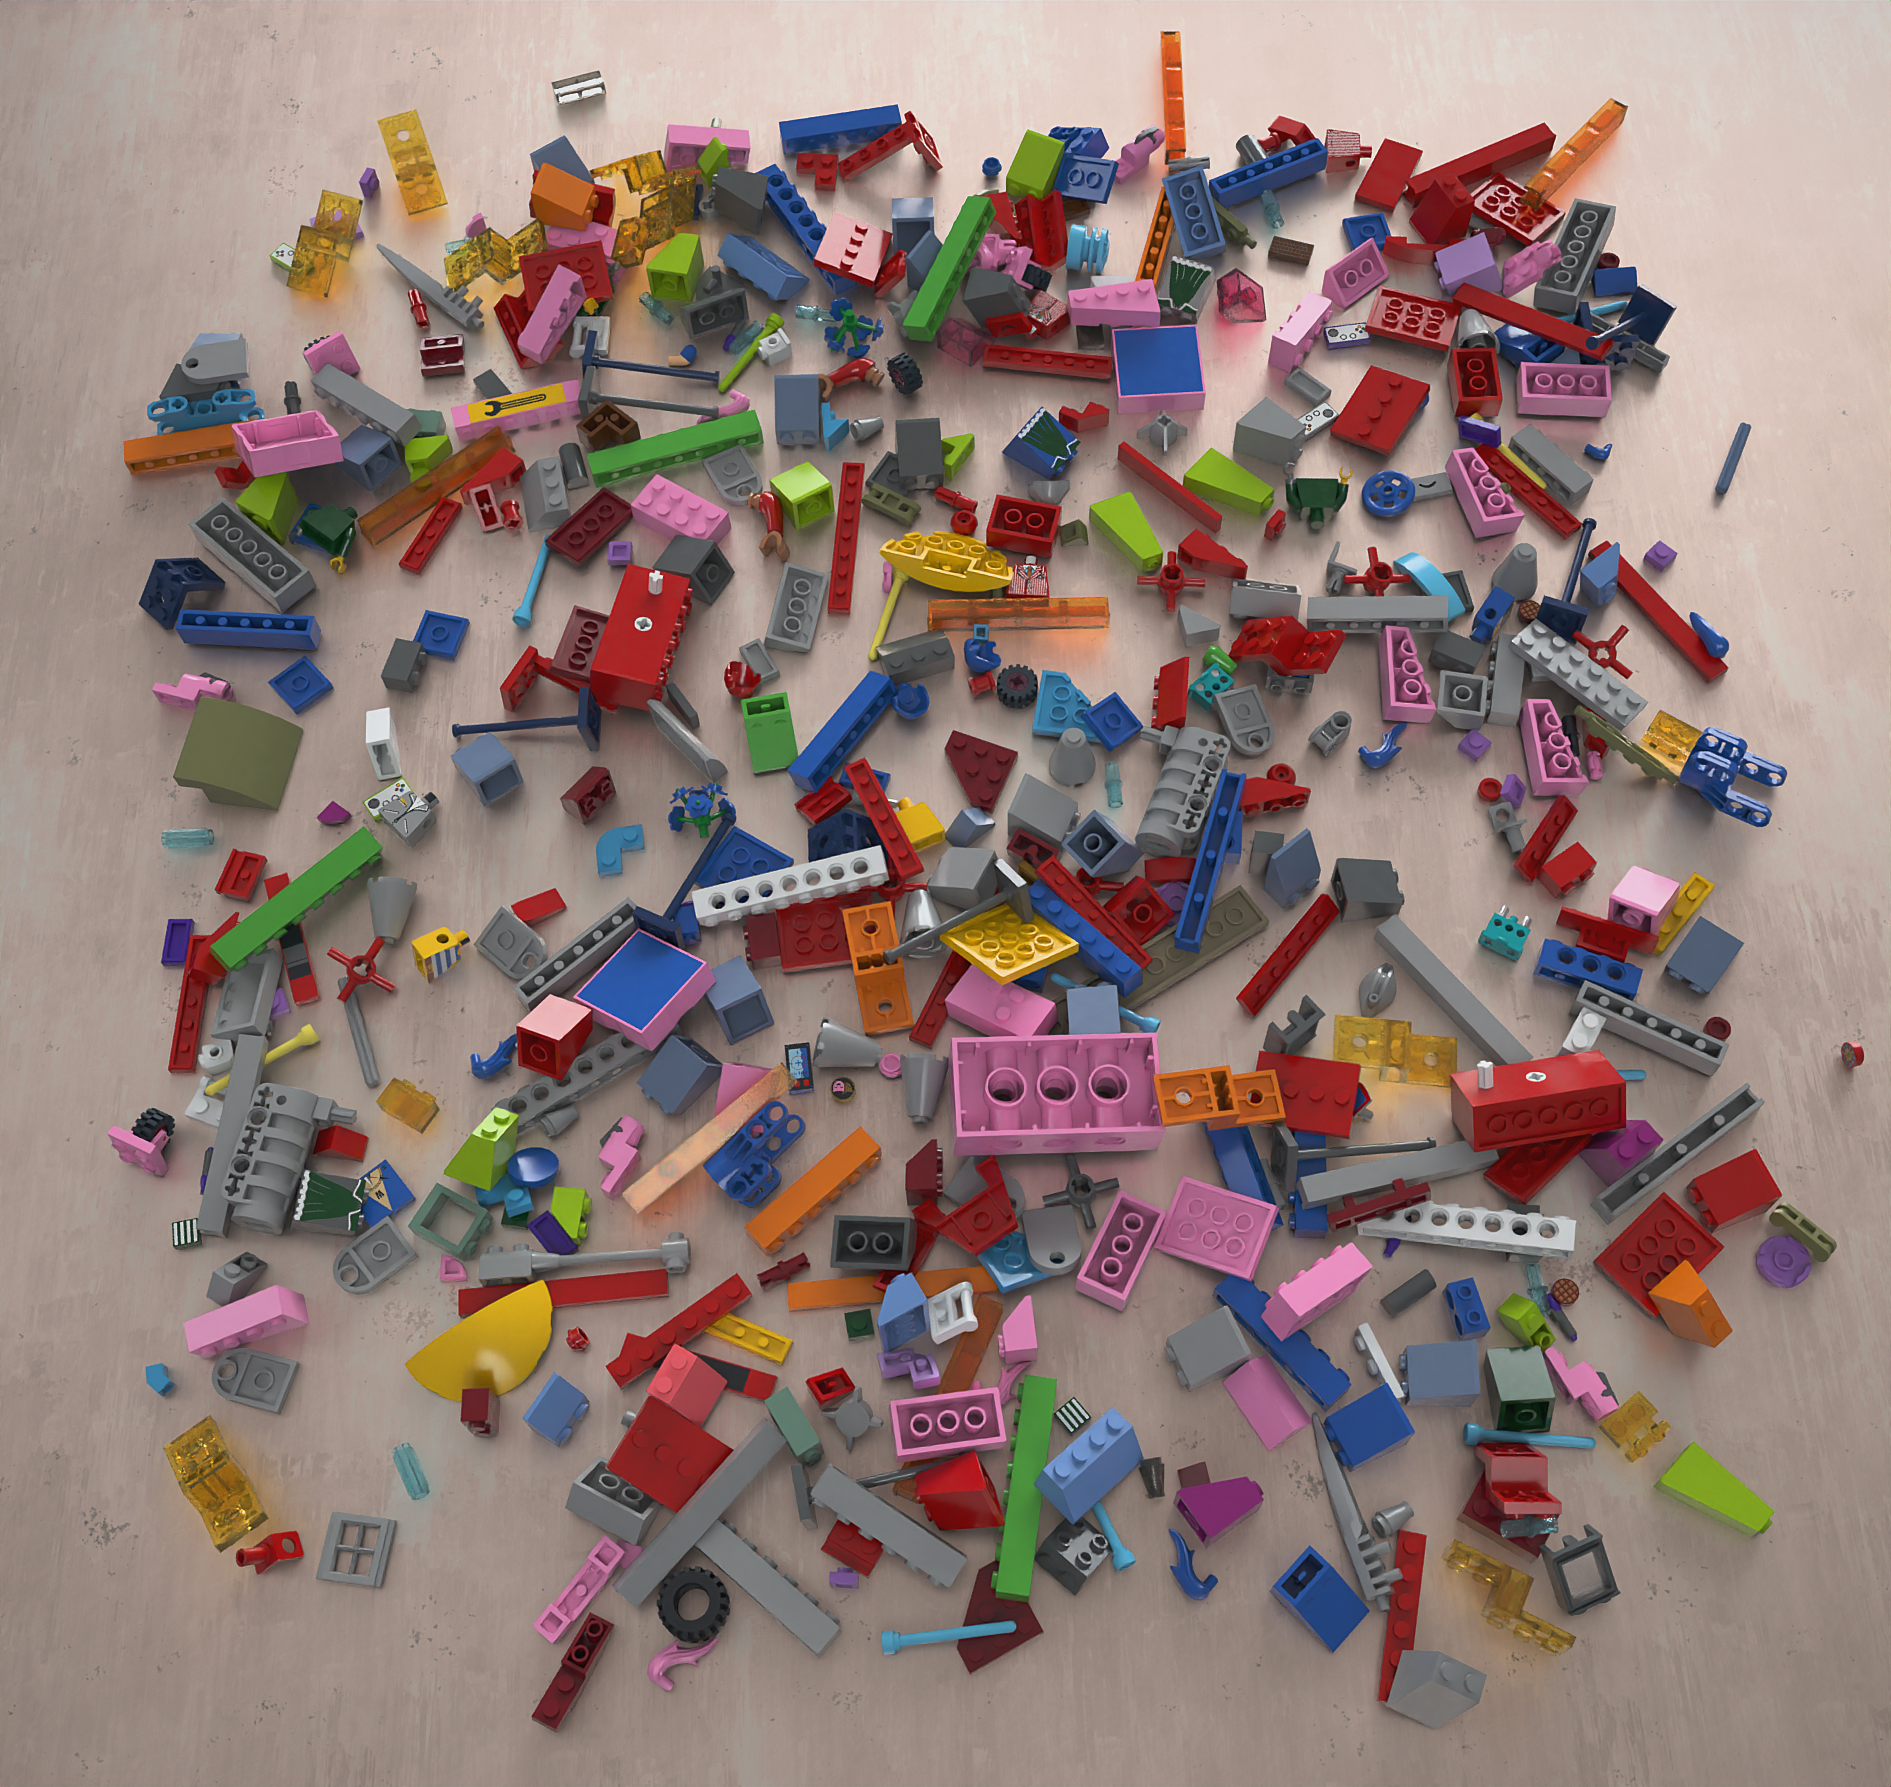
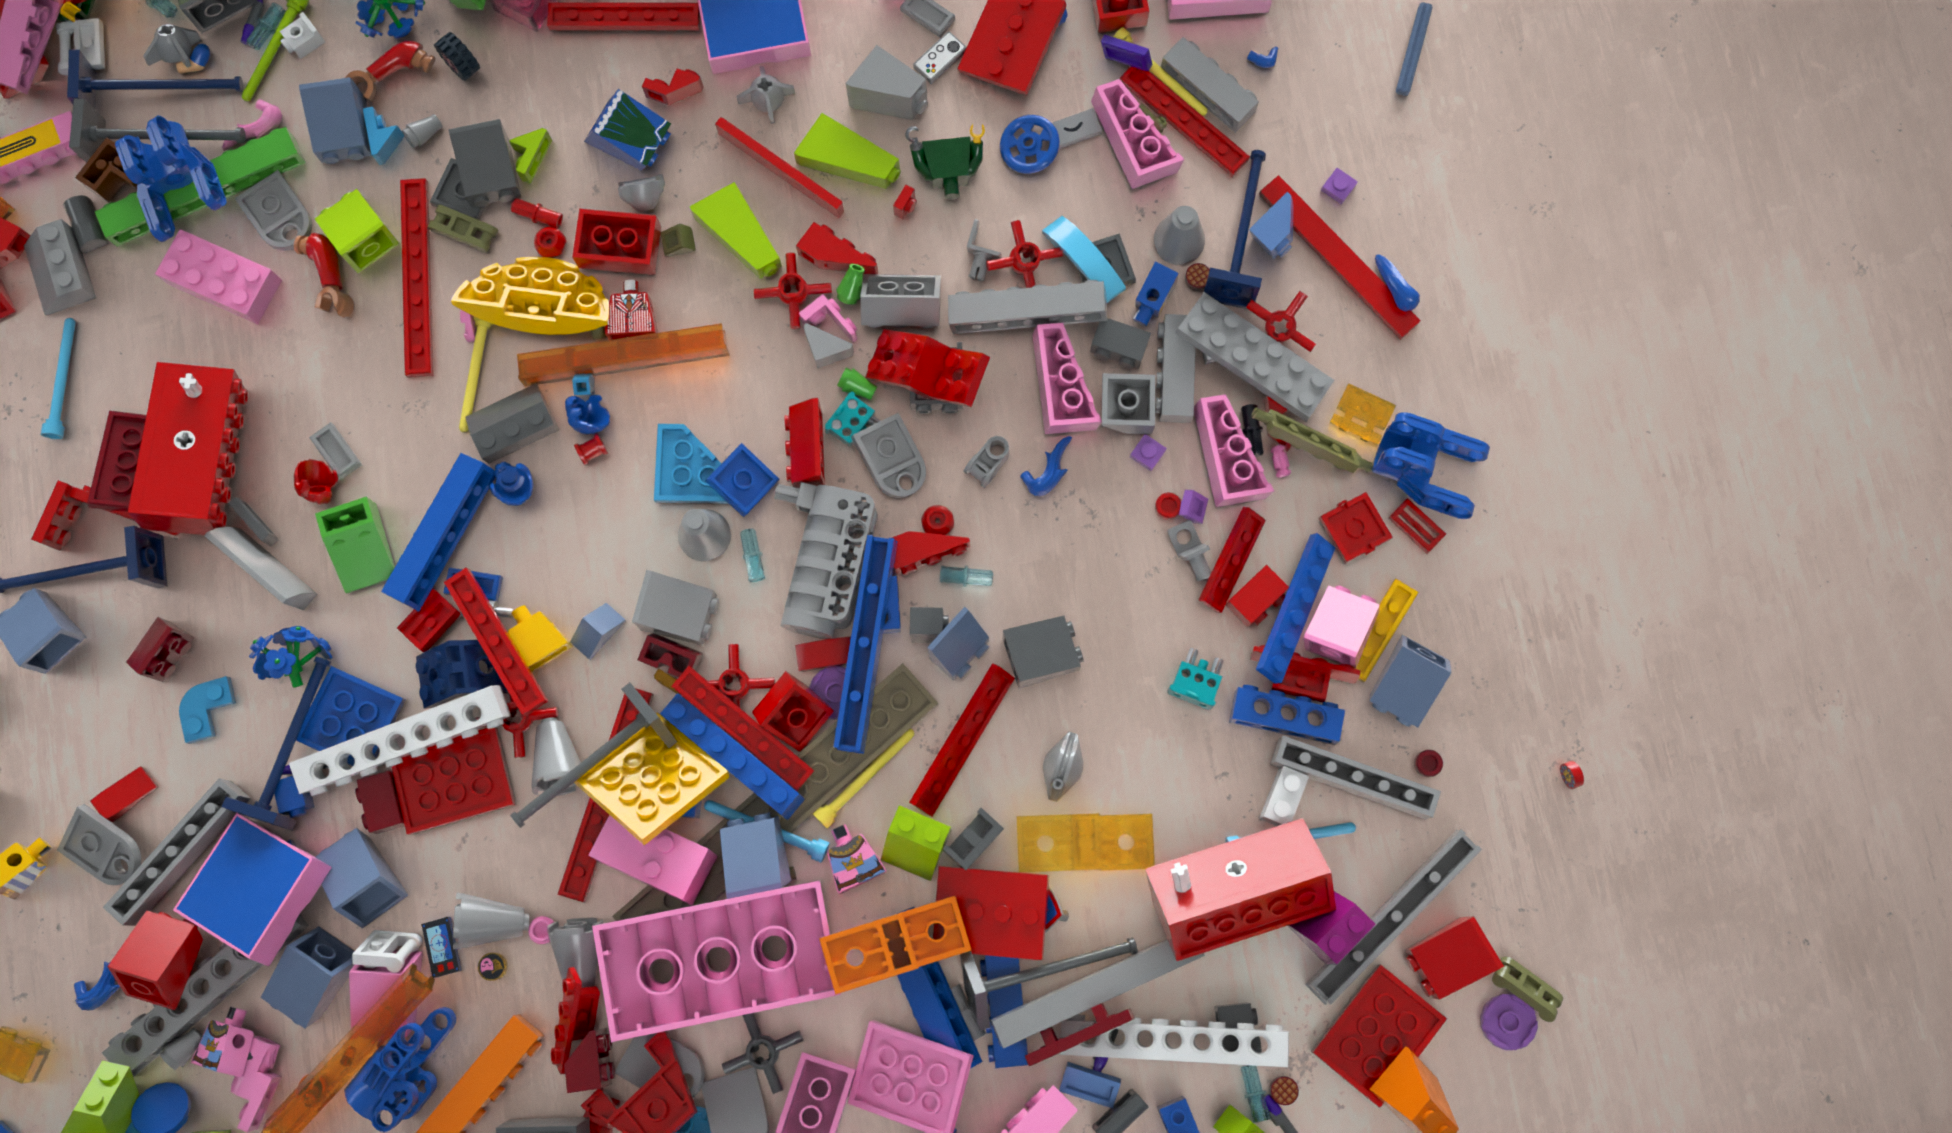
camera: 10 degrees left, 15 degrees up
(512, 519) = (20, 298): red bush -> none
(590, 527) = (115, 302): dark red tile -> none
(598, 1119) = (225, 1045): none -> bright pink torso
(619, 553) = (154, 333): medium lavender plate -> none
(656, 427) = (166, 167): none -> blue piece
(667, 341) = (171, 45): none -> light grey piece
(698, 561) = (243, 343): dark grey slope -> none
(747, 1056) = (379, 946): none -> white plate
(796, 609) = (368, 379): light grey slope -> none
(874, 977) = (501, 832): orange bracket -> none
(918, 1130) = (576, 1016): none -> red bracket
(964, 877) = (595, 699): light grey slope -> none
(980, 768) = (602, 554): dark red plate -> none
(1023, 692) = (636, 454): black wheel -> none
(1102, 846) = (744, 643): sand blue slope -> none
(1158, 1002) = (827, 813): none -> light yellow piece
(1180, 1042) = (852, 860): none -> torso
(1200, 597) = (816, 312): none -> bright pink bracket
(1223, 581) = (851, 285): none -> bright green cone
(1239, 1028) = (915, 843): none -> lime slope
(1302, 822) = (966, 576): none -> clear light blue axle
(1385, 1262) = (1090, 1085): none -> medium blue tile
(1450, 993) = (1143, 766): light grey tile -> none
(1530, 1167) = (1238, 964): red tile -> none
(1602, 879) = (1295, 608): none -> blue plate
(1660, 825) = (1355, 527): none -> red plate
(1713, 835) = (1412, 534): none -> red tile

